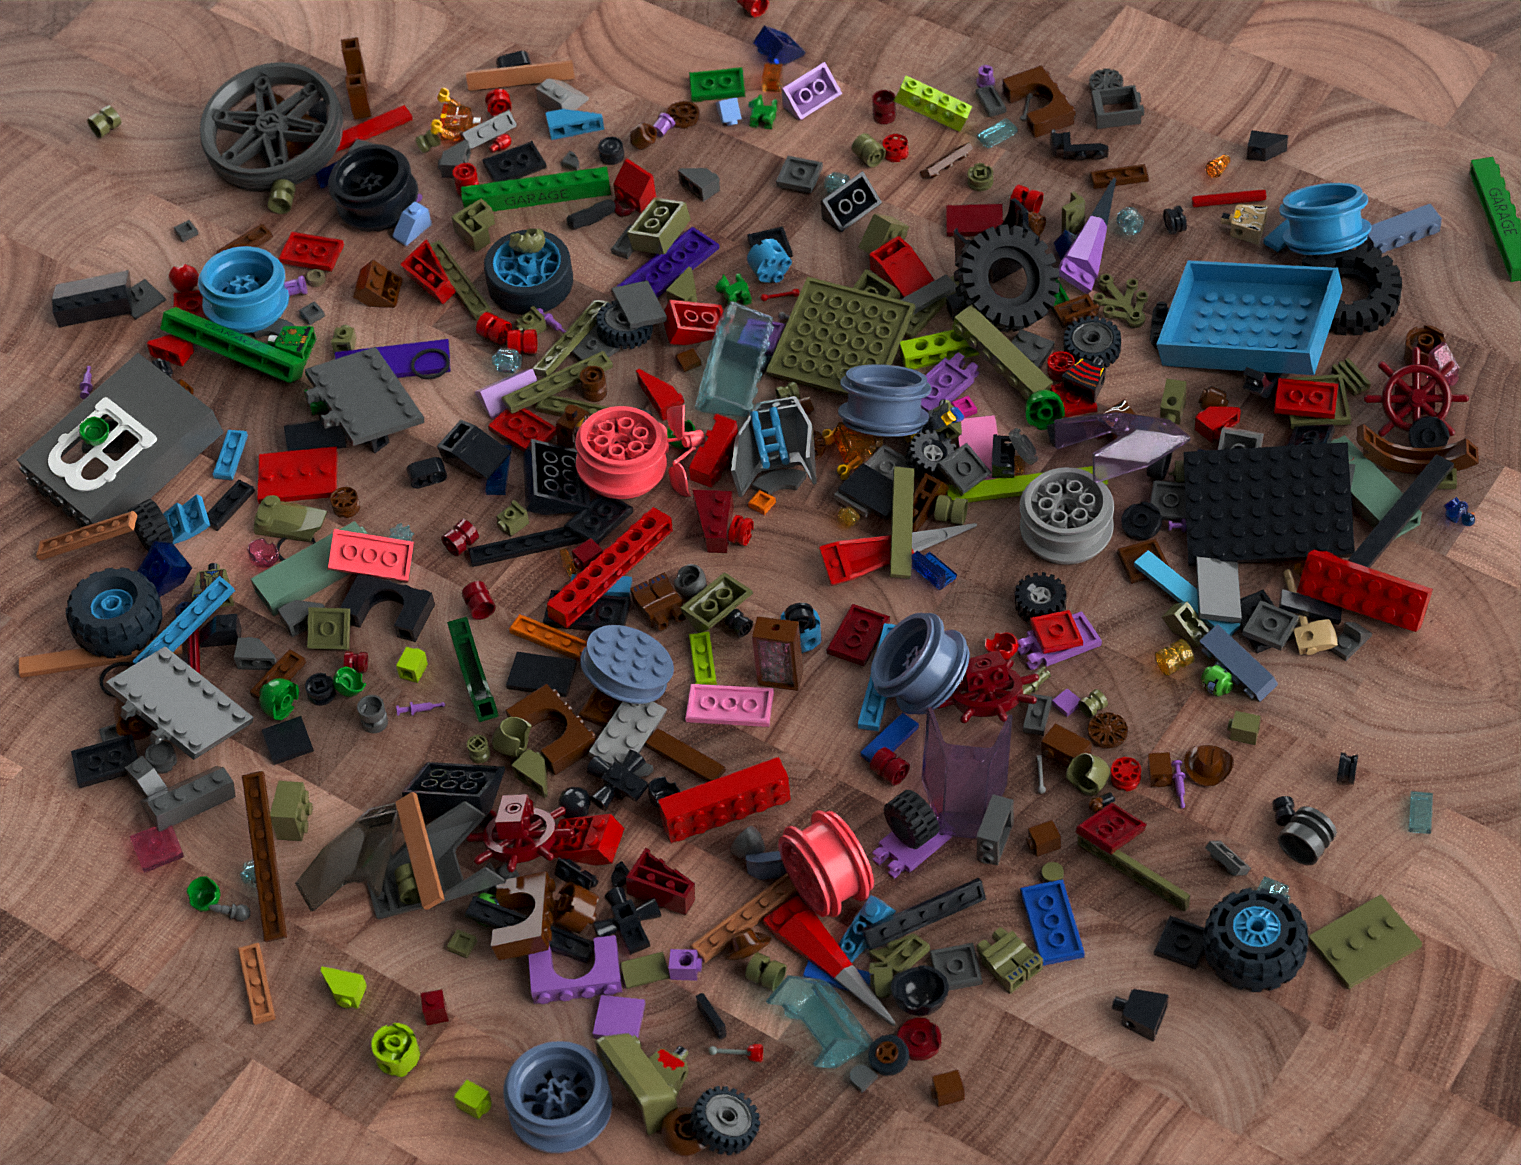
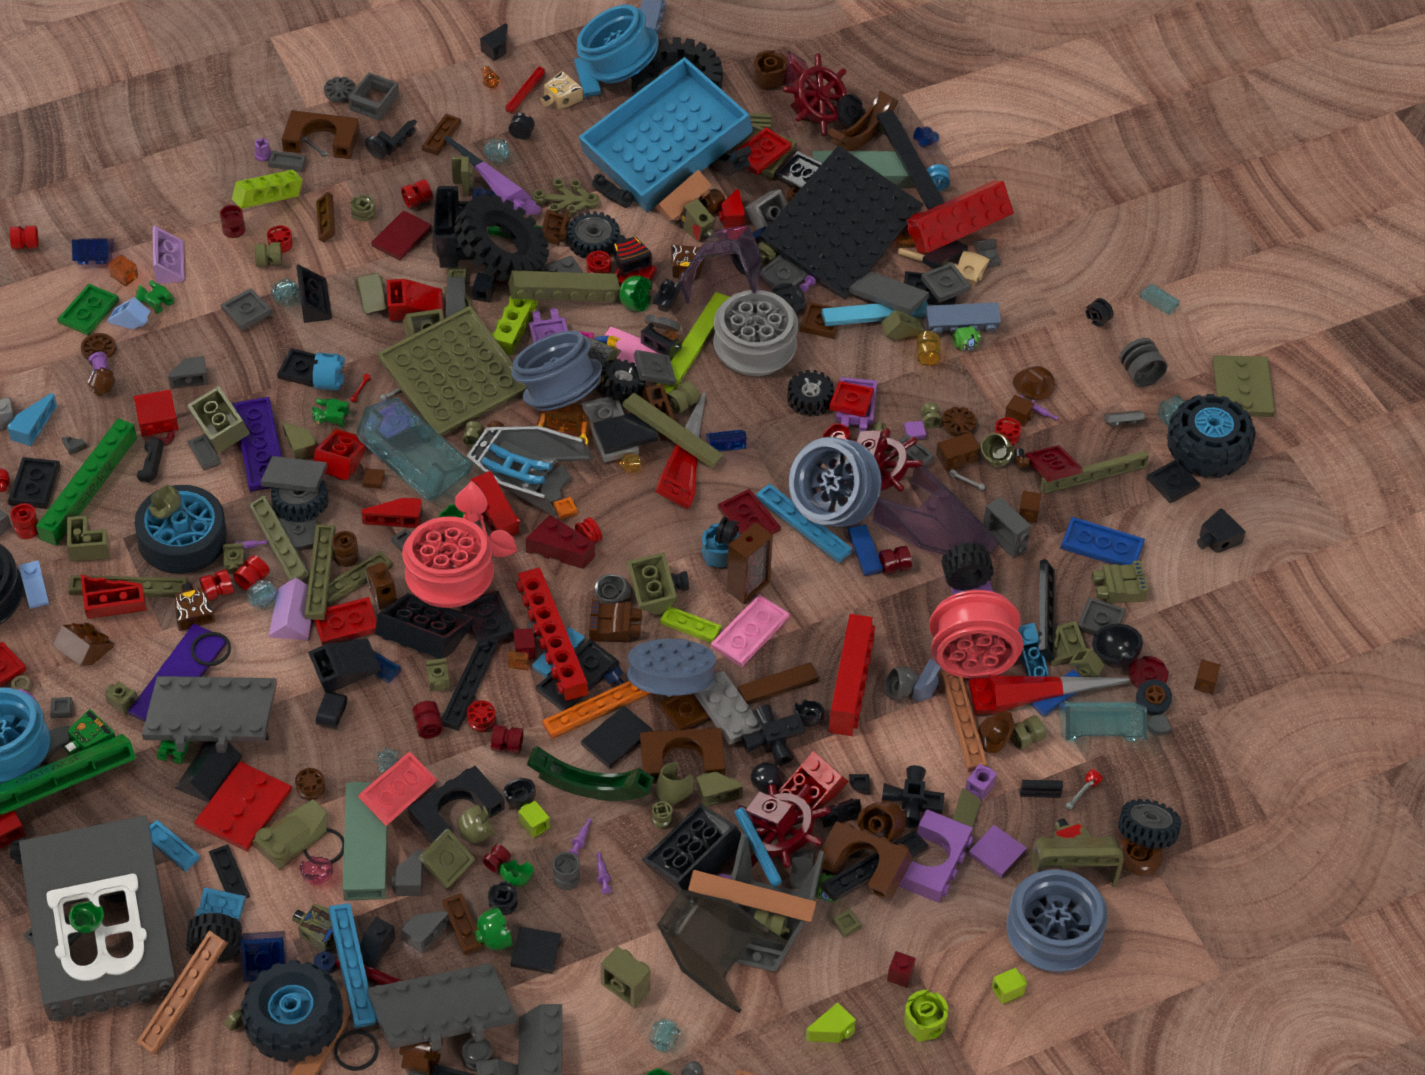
camera: 65 degrees left, 0 degrees up
(264, 856) = (666, 1014): reddish brown tile -> none
(372, 629) = (474, 829): none -> olive helmet
(389, 745) = (603, 877): none -> medium lavender piece
(431, 645) = (519, 796): none -> black helmet
(460, 328) = (192, 607): none -> reddish brown torso
(471, 838) = (758, 847): none -> dark azure axle
(493, 572) = (481, 716): none -> red wheel
(611, 150) = (92, 411): black wheel -> none
(653, 878) = (890, 759): dark red wedge -> none
(997, 133) = (325, 175): clear light blue tile -> none
(1052, 872) = (1060, 520): olive tile -> none
(1195, 372) = (691, 189): none -> nougat slope
(1244, 727) = (1020, 346): olive brick -> none
(1284, 810) = (1107, 365): black wheel -> none
(1407, 548) = (940, 176): none -> dark azure wheel

